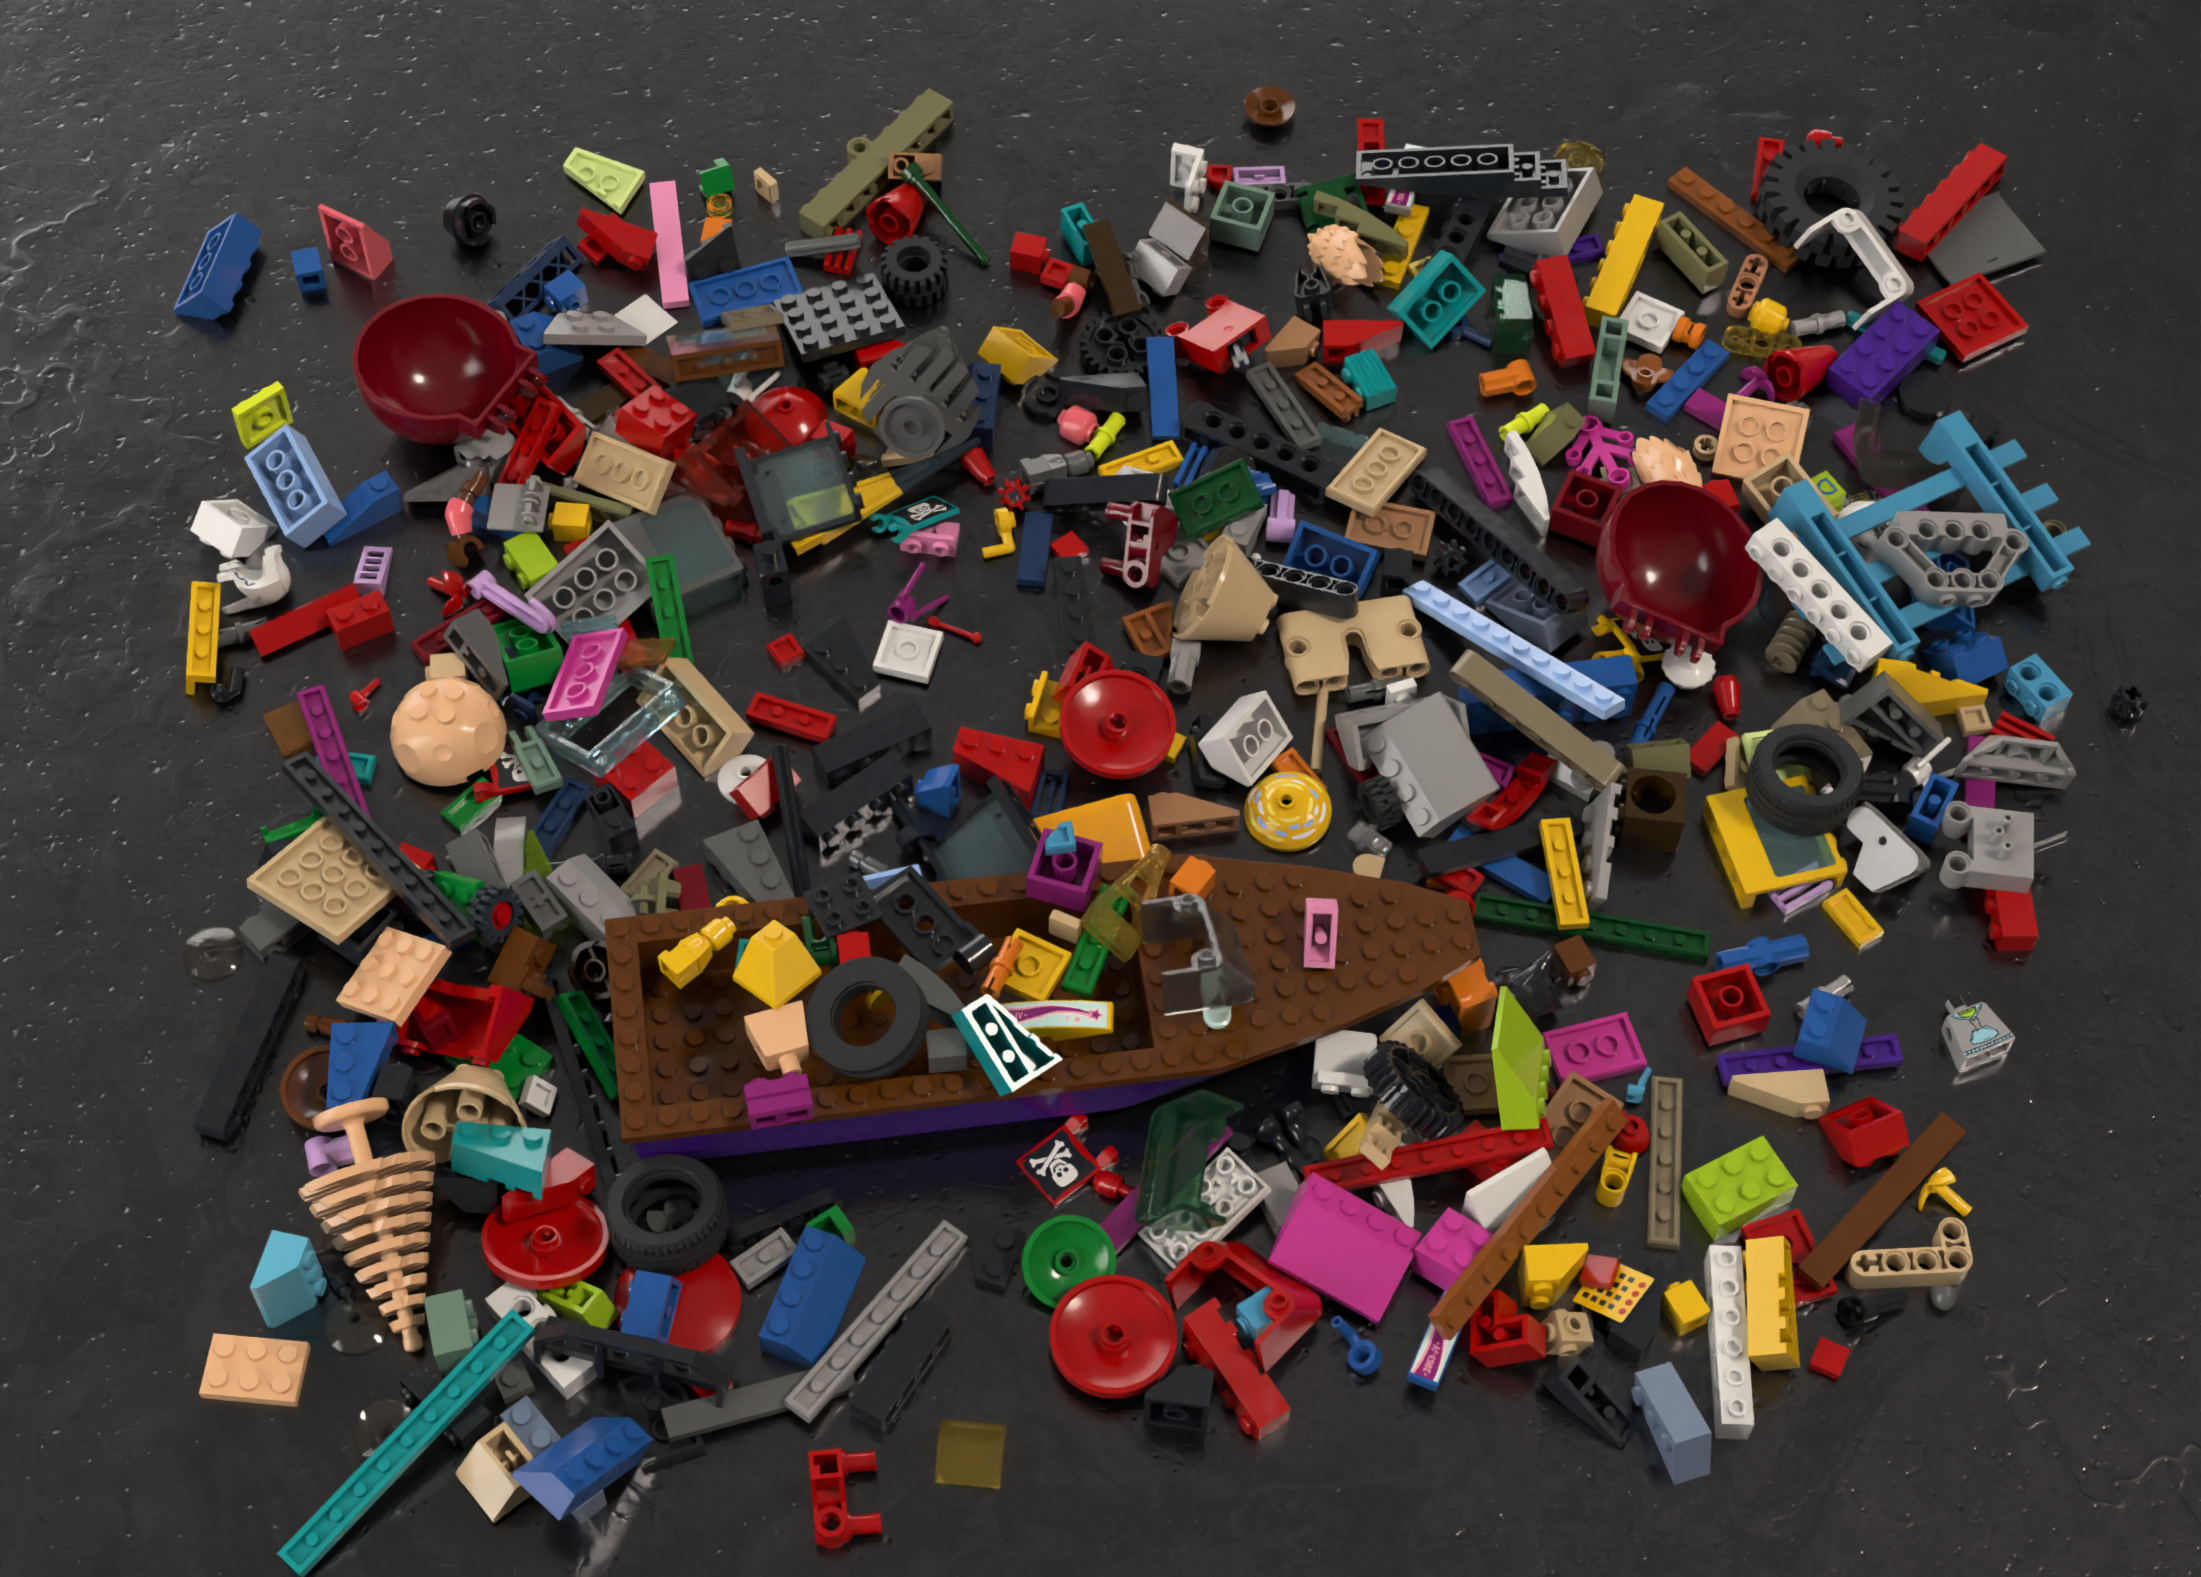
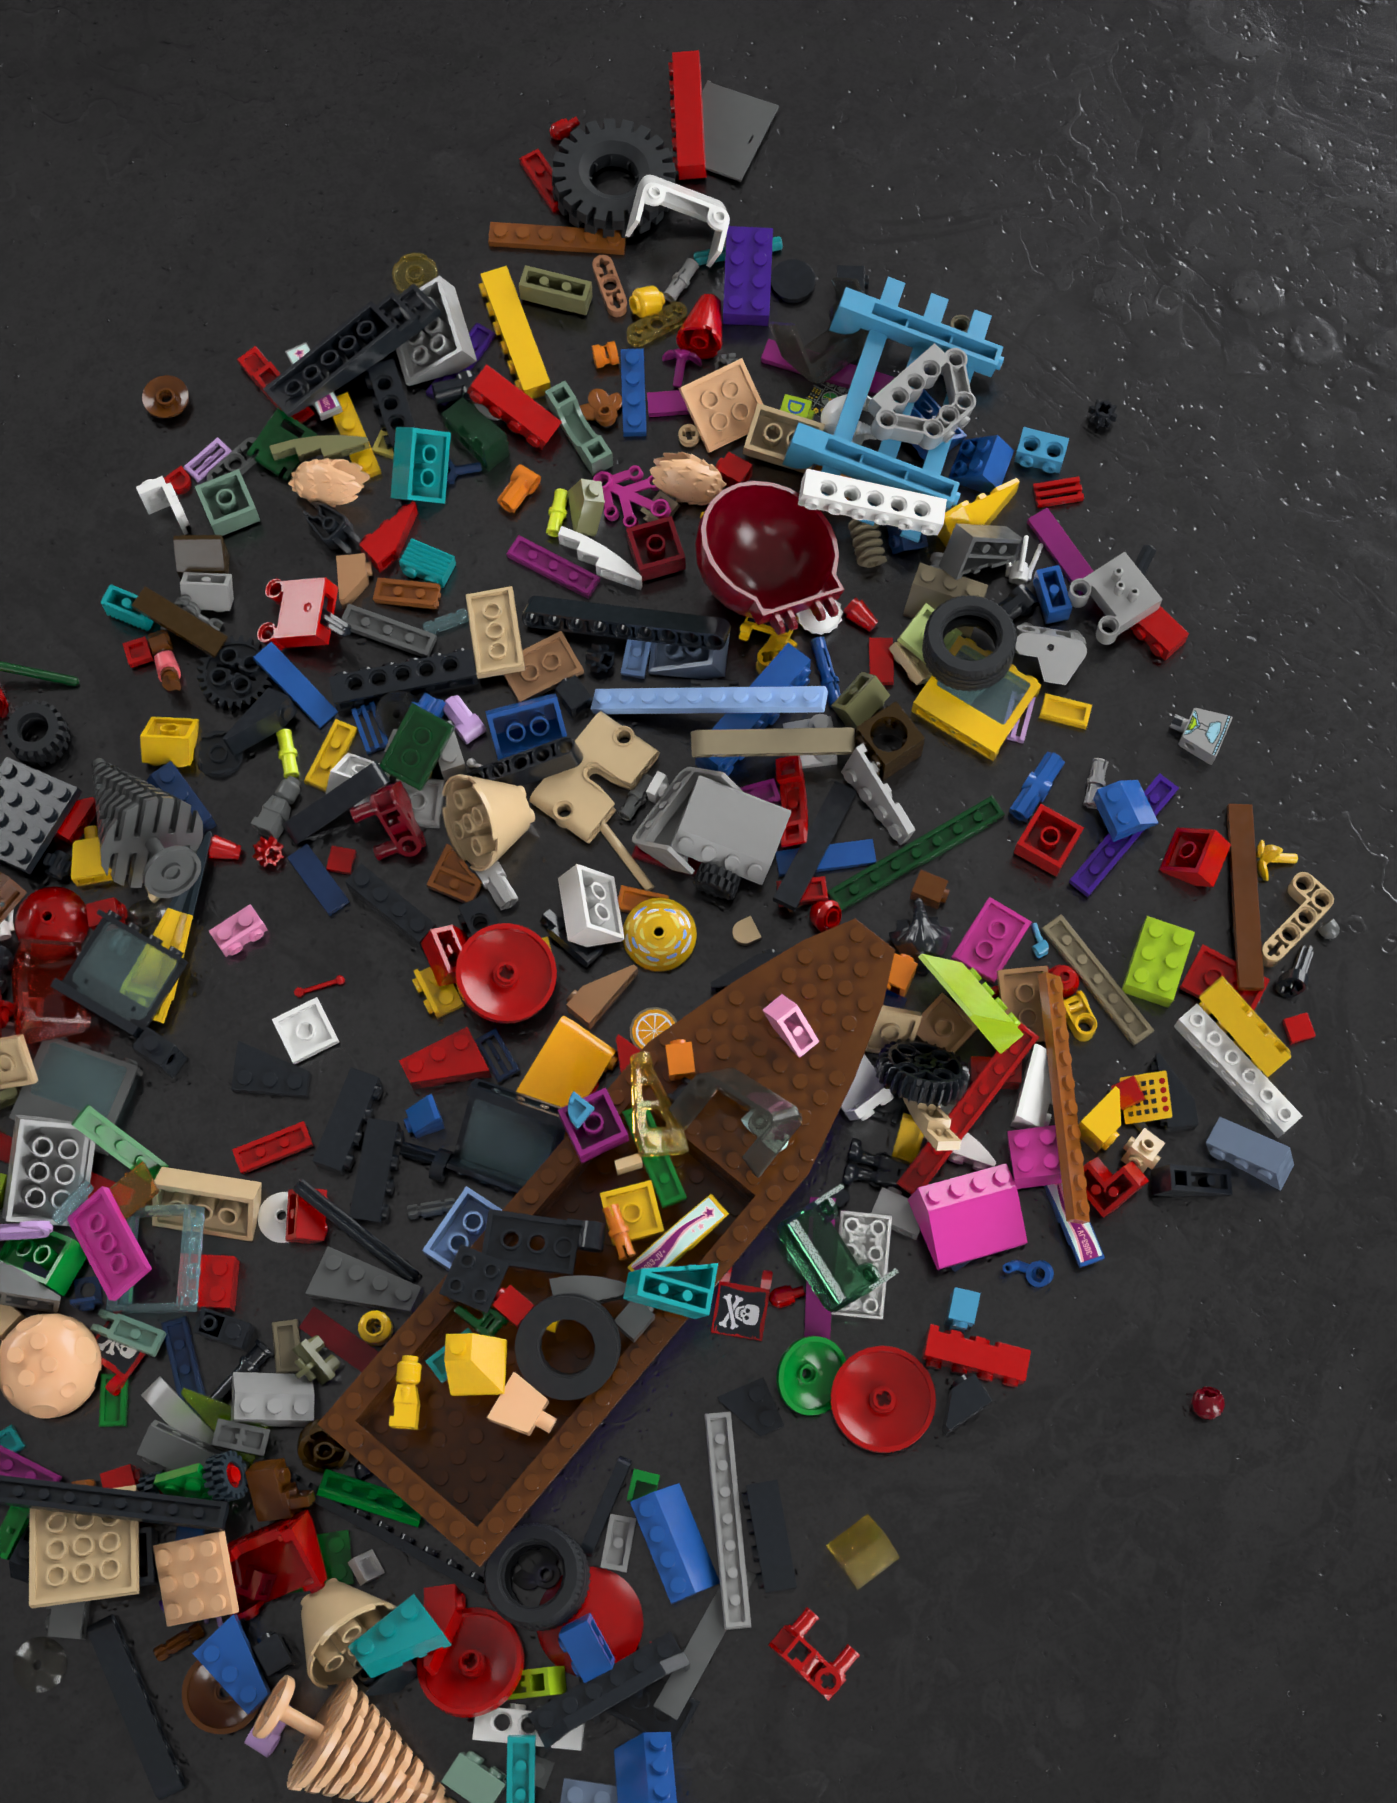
camera: 40 degrees left, 15 degrees up
(743, 531) = (105, 1035): red pin -> none
(778, 1100) = (561, 1452): magenta brick -> none
(785, 651) = (220, 1100): red tile -> none
(905, 606) = (275, 1003): magenta plant -> none
(914, 517) = (217, 926): flag -> none
(1004, 523) = (281, 878): yellow plate -> none
(1029, 253) = (103, 651): red brick -> none
(1077, 425) = (261, 760): coral head -> none
(1289, 1303) = (974, 1278): red windscreen -> none
(1366, 835) = (723, 910): clear piece -> none
(1564, 874) = (874, 833): yellow plate -> none
(1650, 321) = (572, 364): white plate -> none
(1684, 1307) = (1193, 1070): yellow brick -> none
(1788, 1092) = (1132, 869): tan slope -> none
(1971, 317) = (773, 196): red plate -> none
(1973, 720) = (1020, 504): tan tile -> none
(2018, 762) = (1074, 516): light grey wedge -> none

